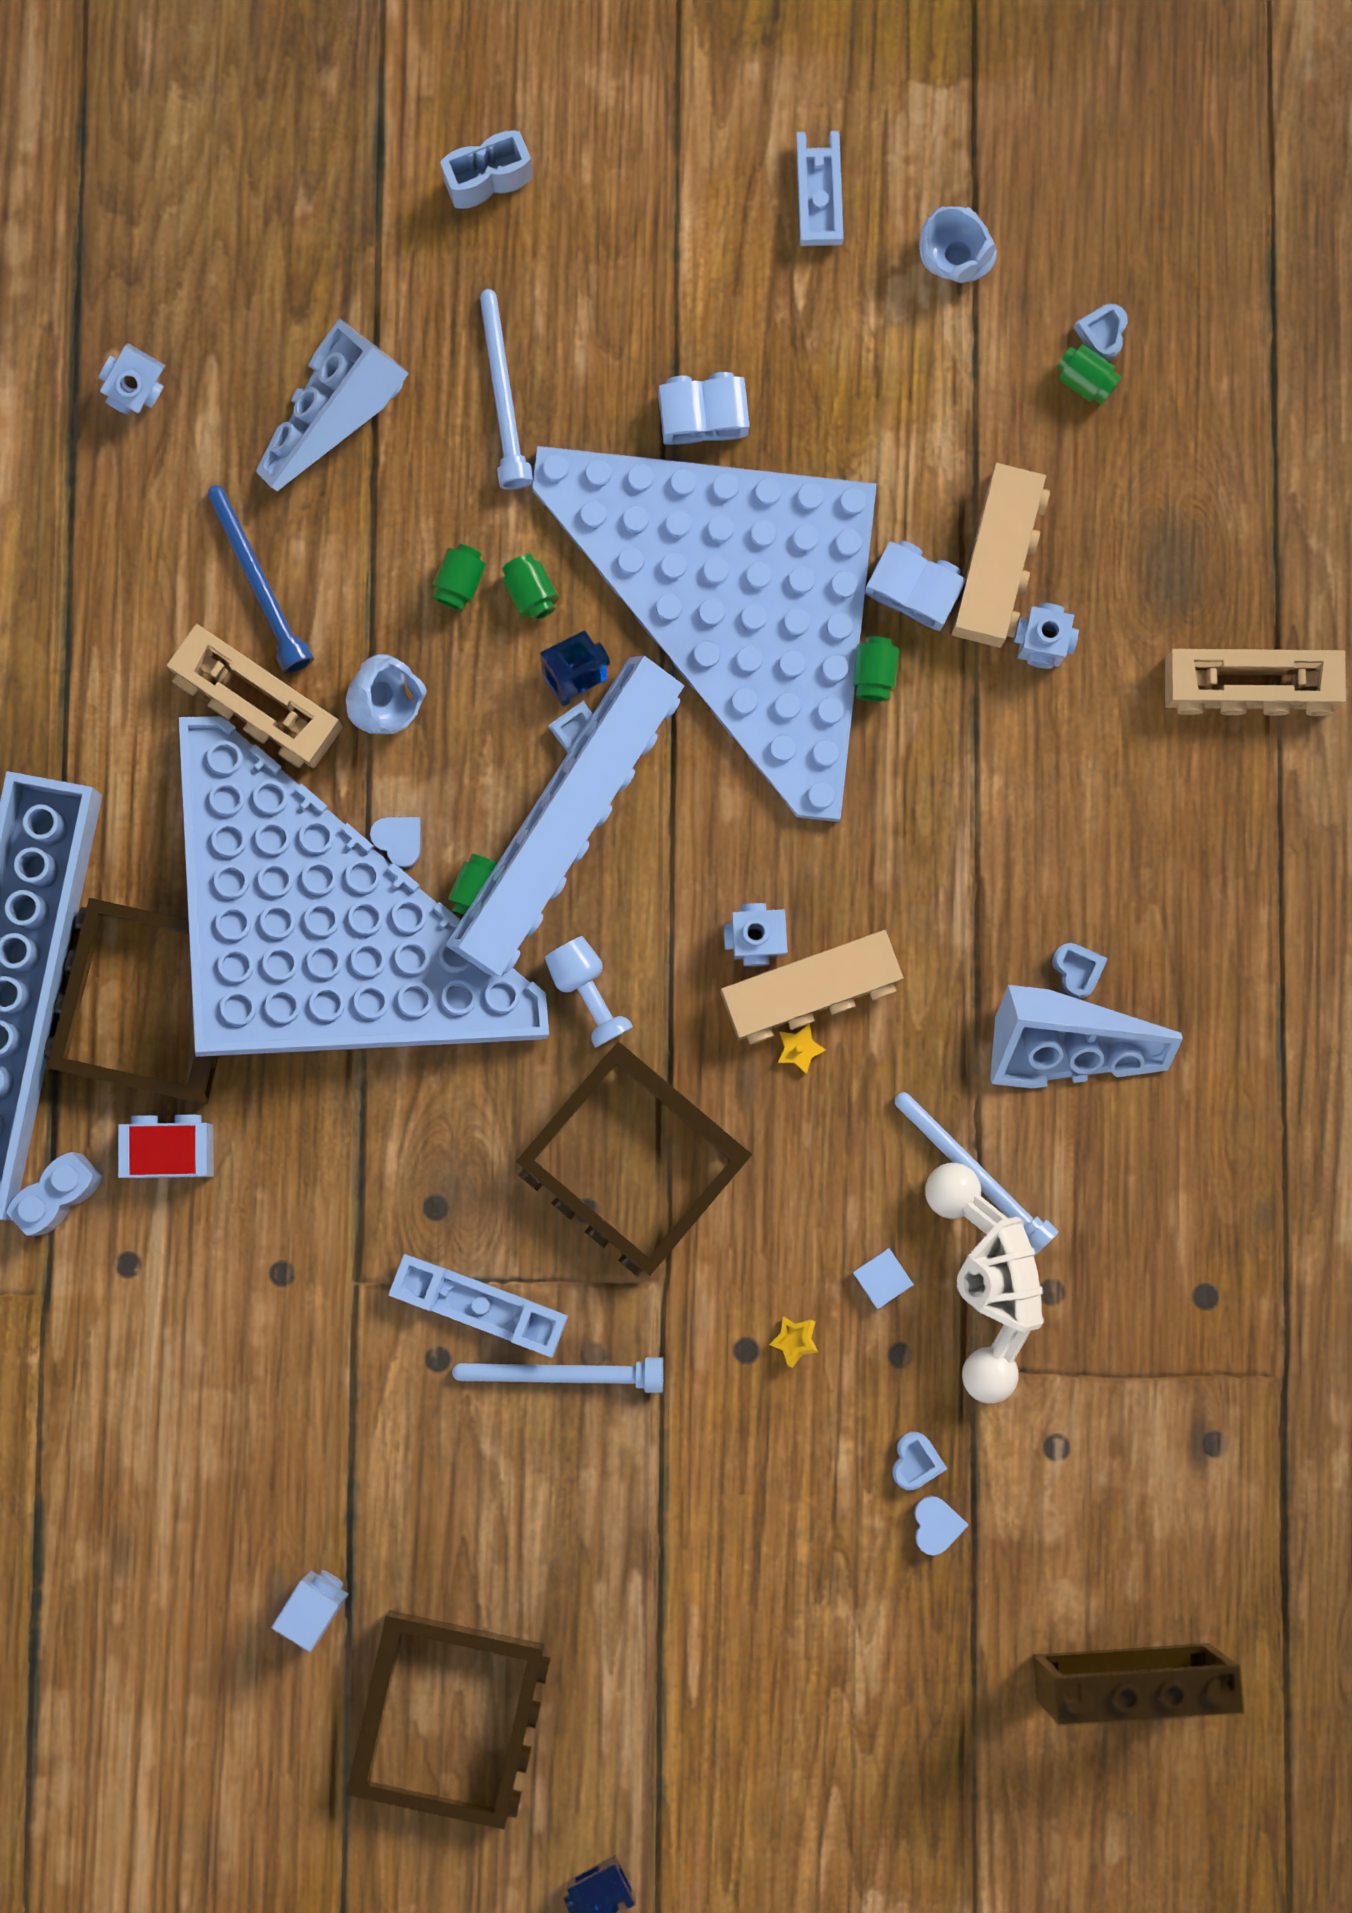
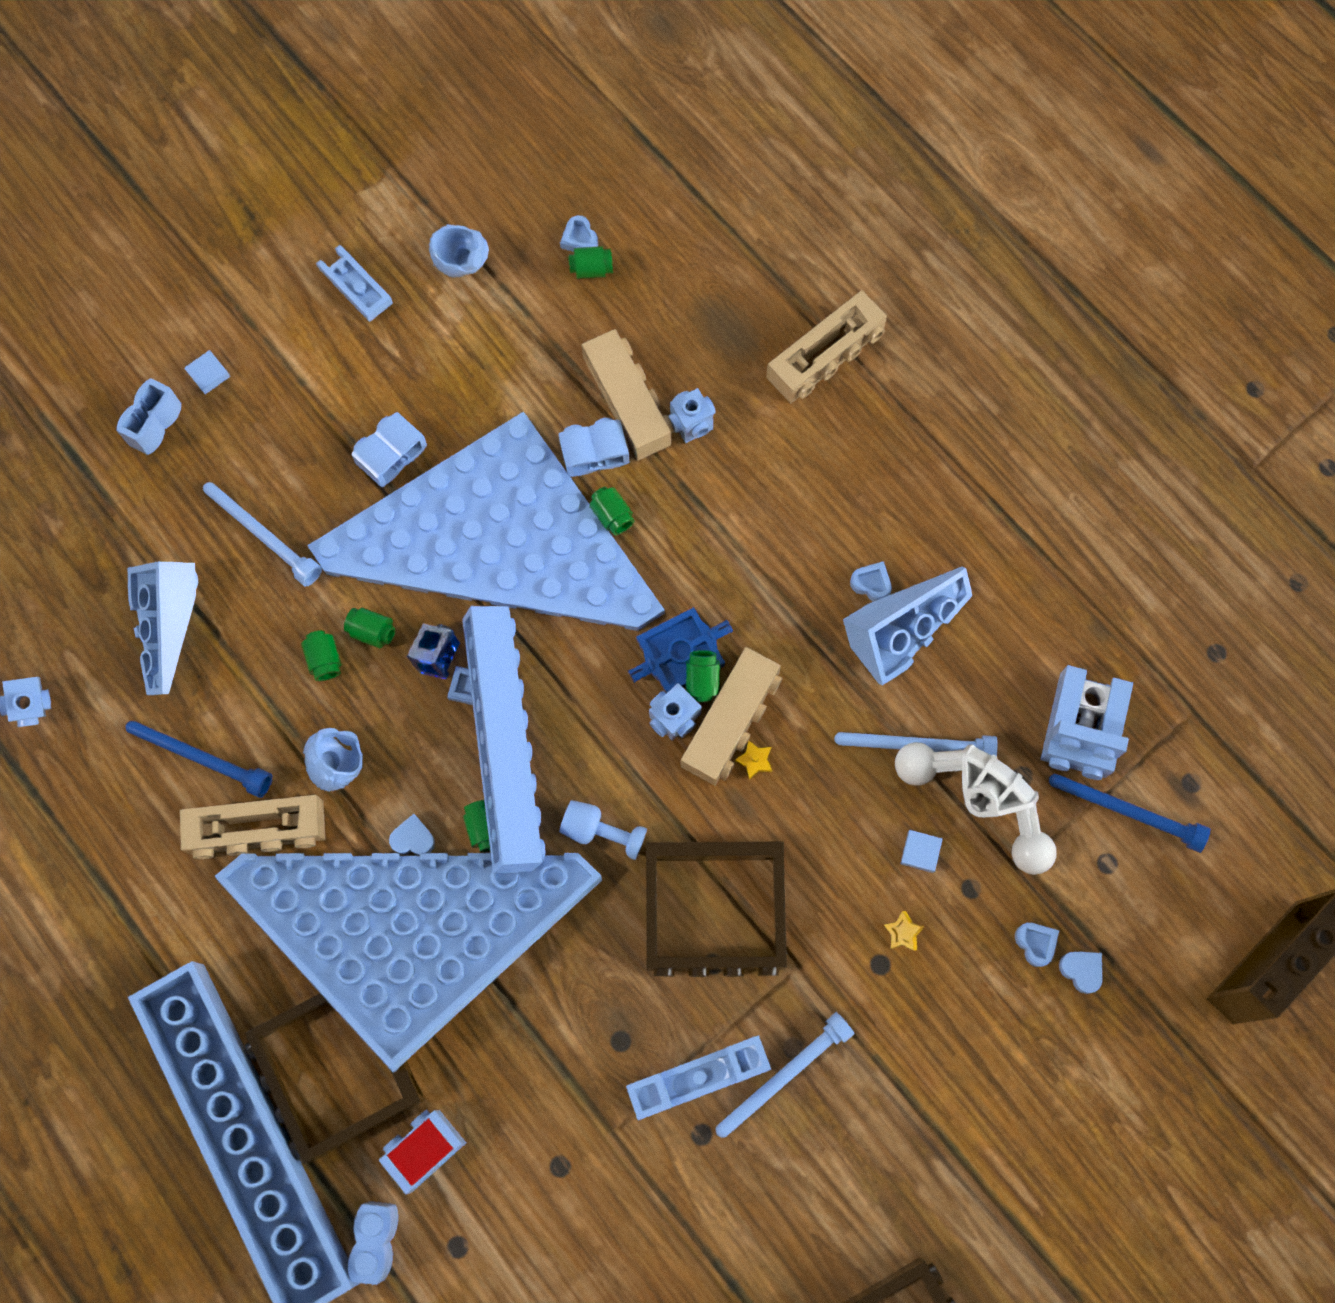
camera: 35 degrees left, 10 degrees down
(586, 163) = (207, 372): none -> light blue tile
(816, 922) = (702, 675): none -> green brick
(819, 876) = (670, 644): none -> blue plate
(1129, 1317) = (1080, 745): none -> light blue brick
(1163, 1492) = (1193, 836): none -> blue piece

